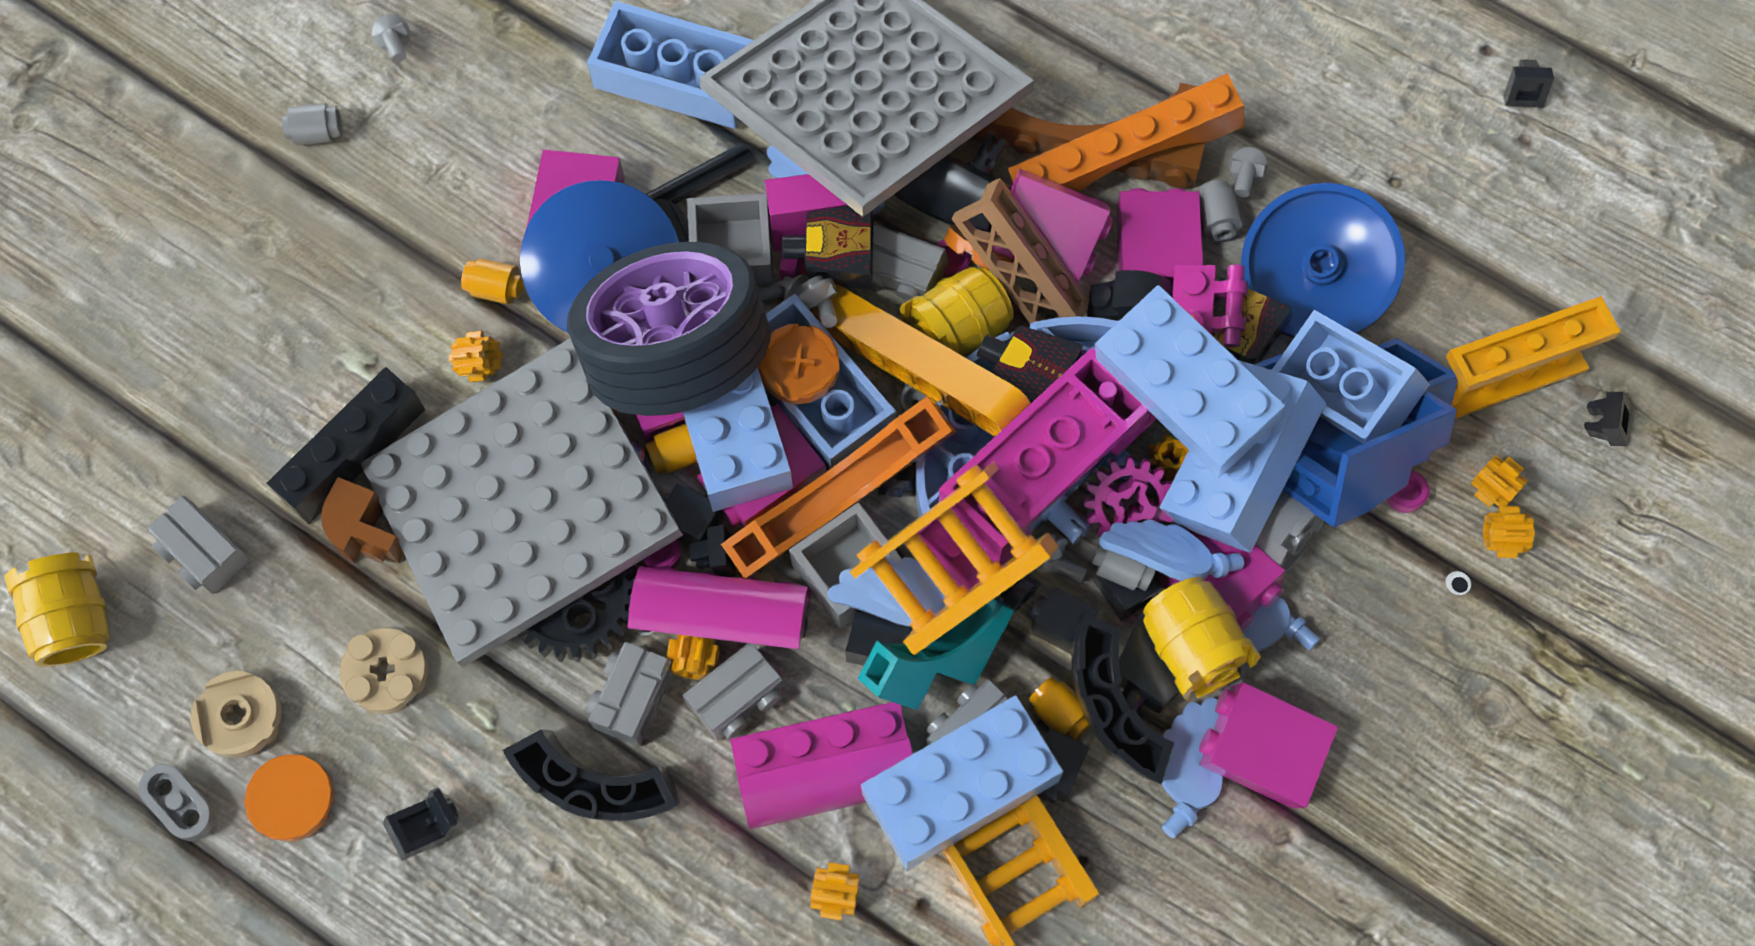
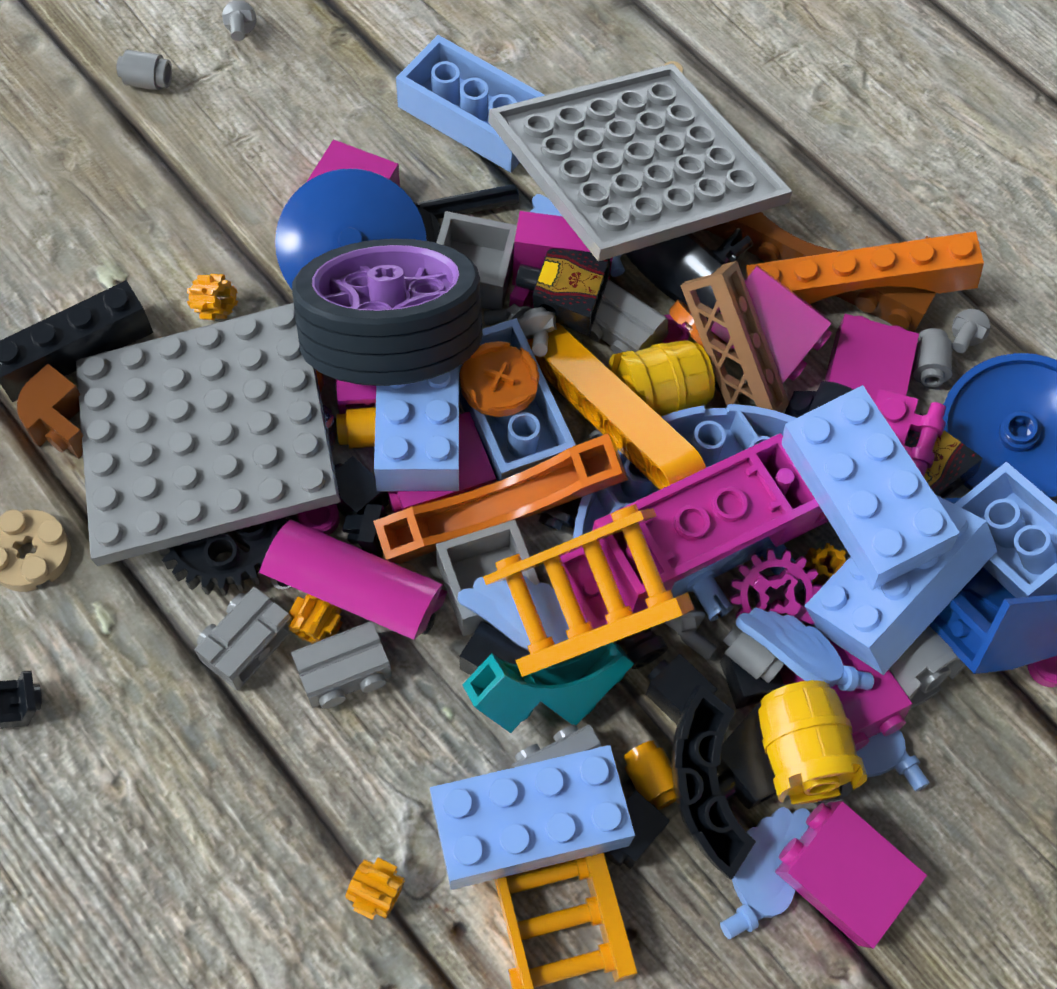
camera: 10 degrees right, 5 degrees down
(492, 280) = (250, 238): light orange brick -> none
(586, 792) = (160, 710): black brick -> none
(817, 763) = (396, 756): dark pink brick -> none
(1030, 359) = (717, 430): torso -> none

